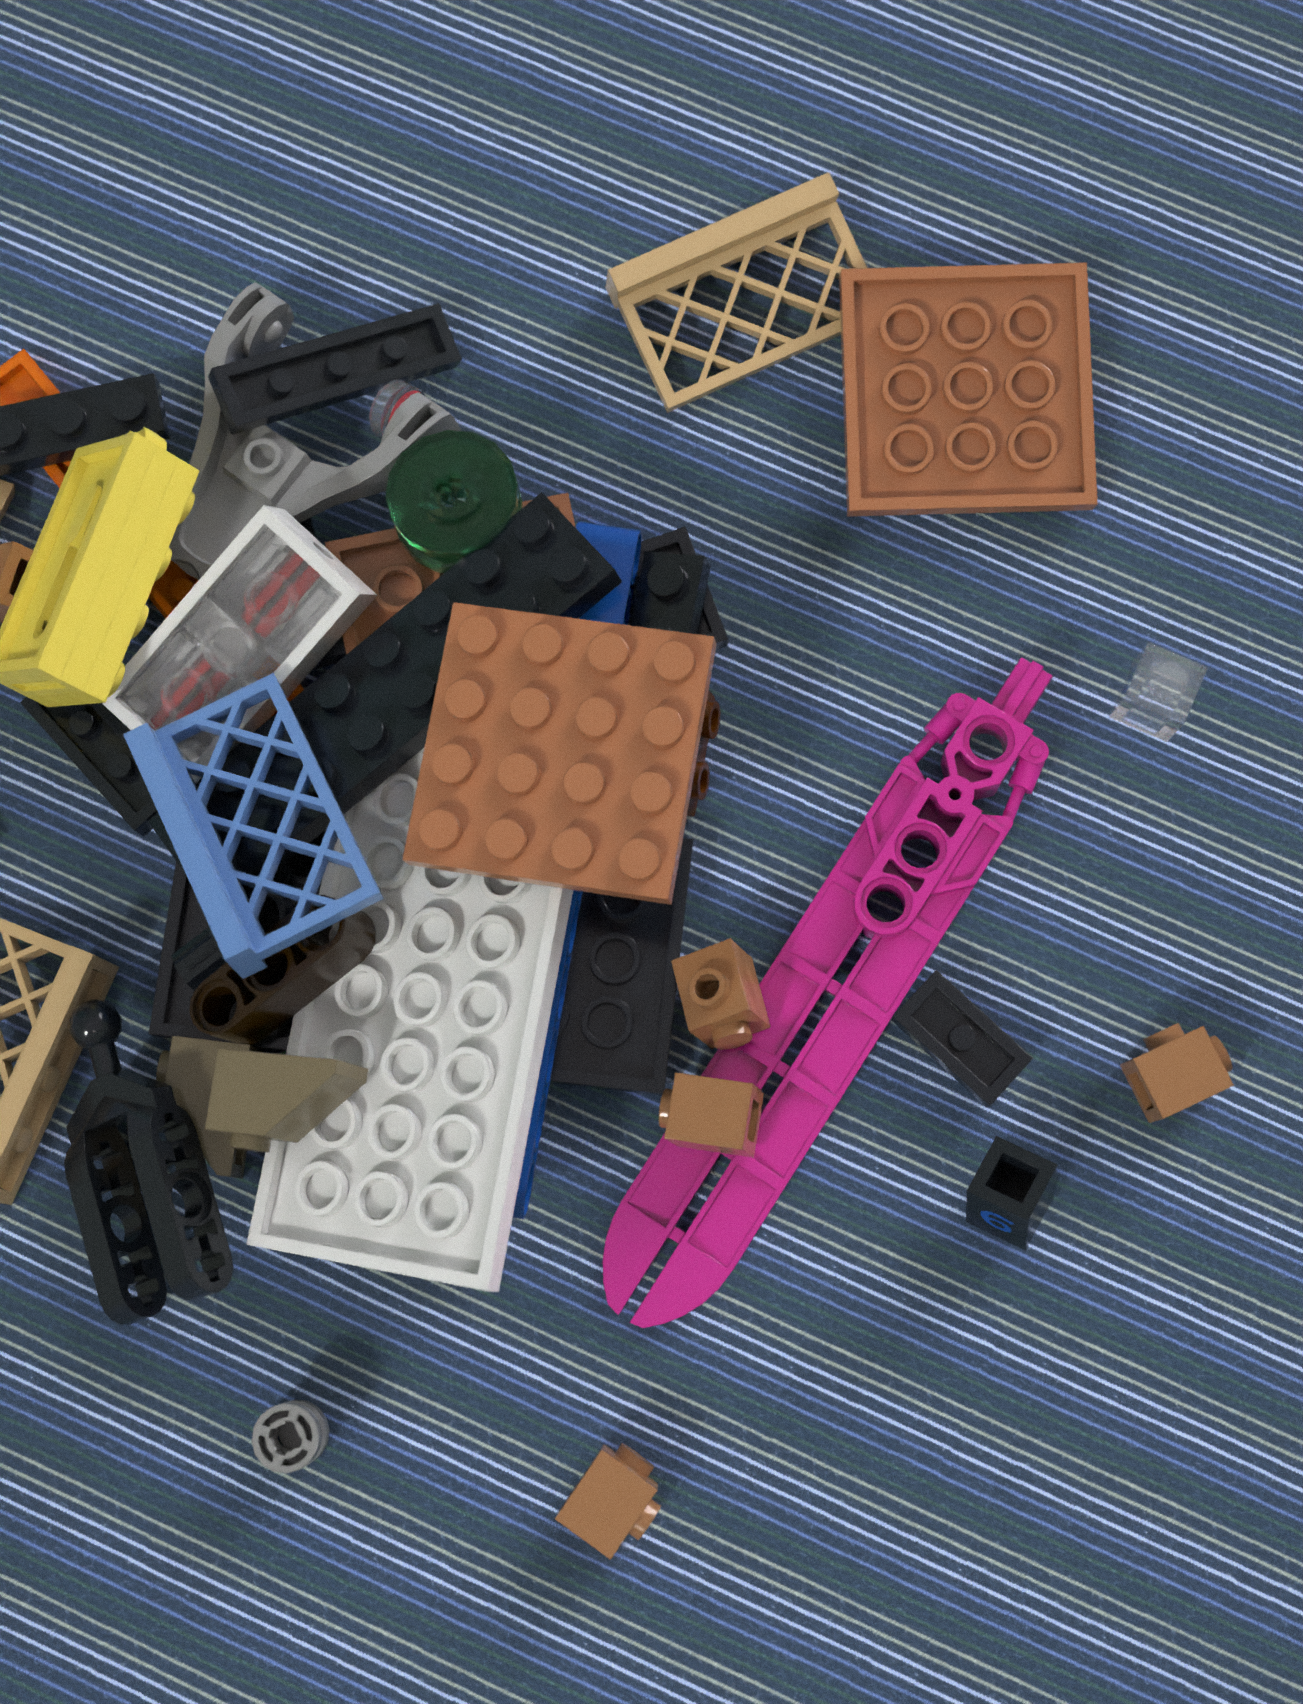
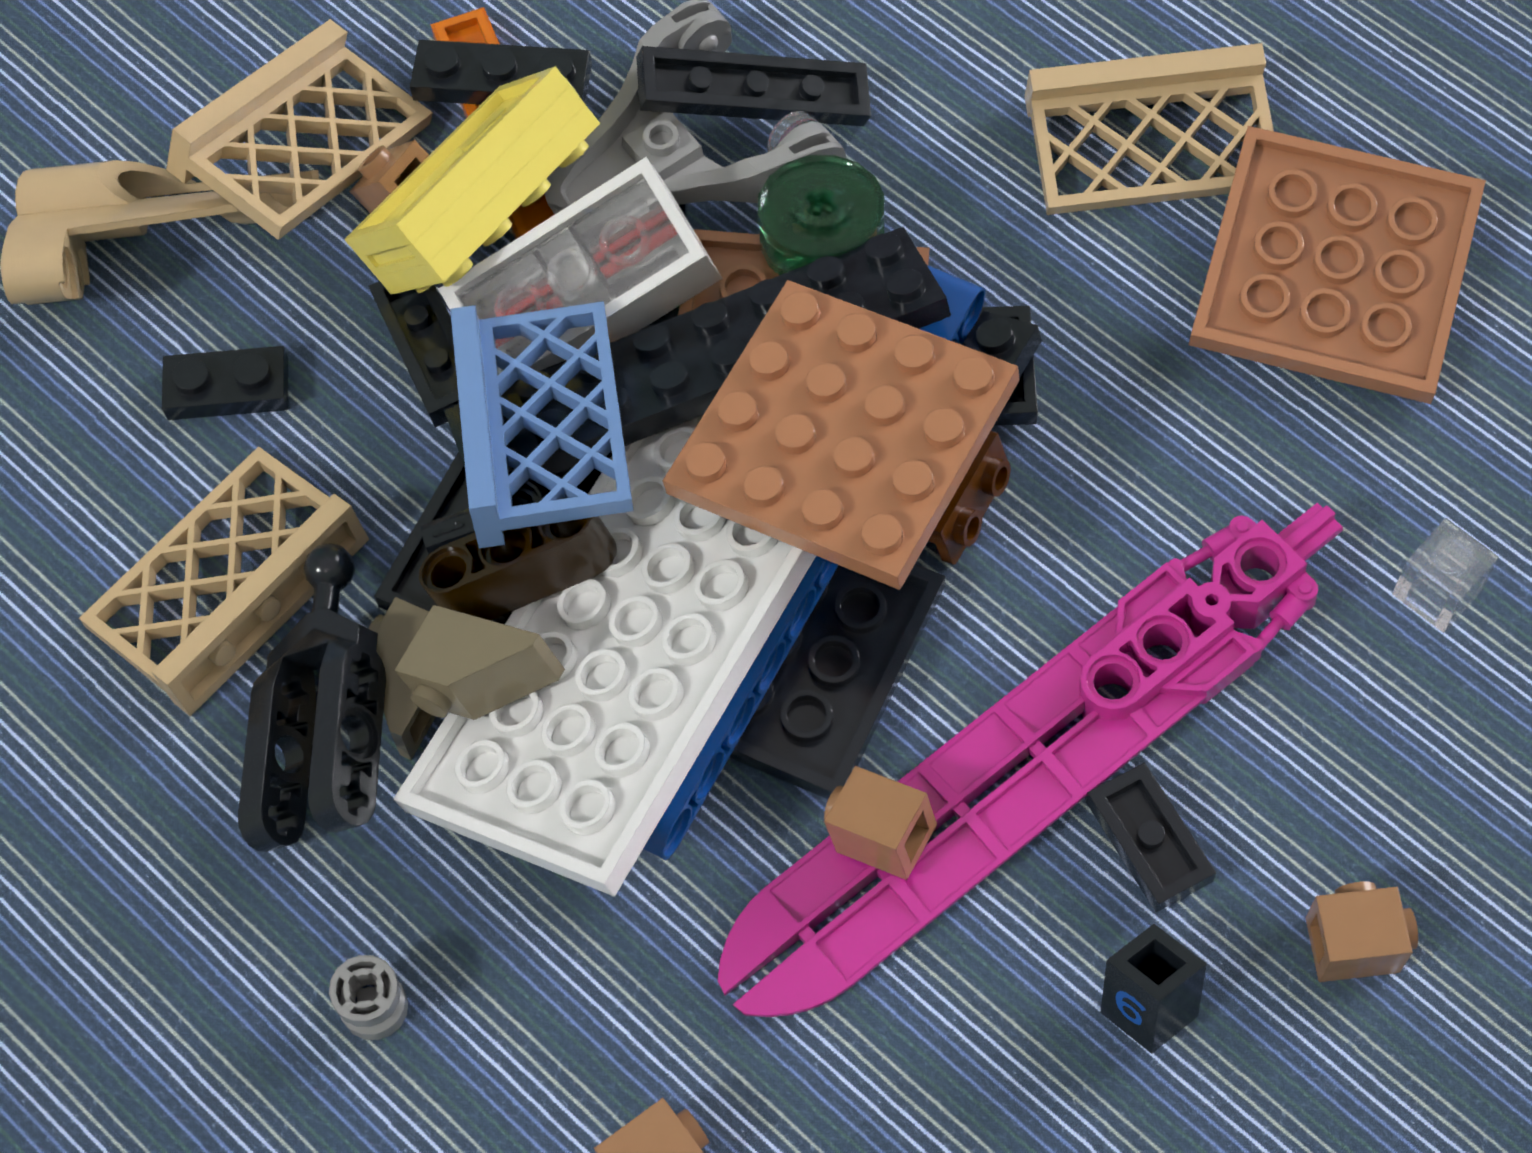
camera: 20 degrees right, 15 degrees down
(721, 995) = (929, 731): medium nougat brick -> none

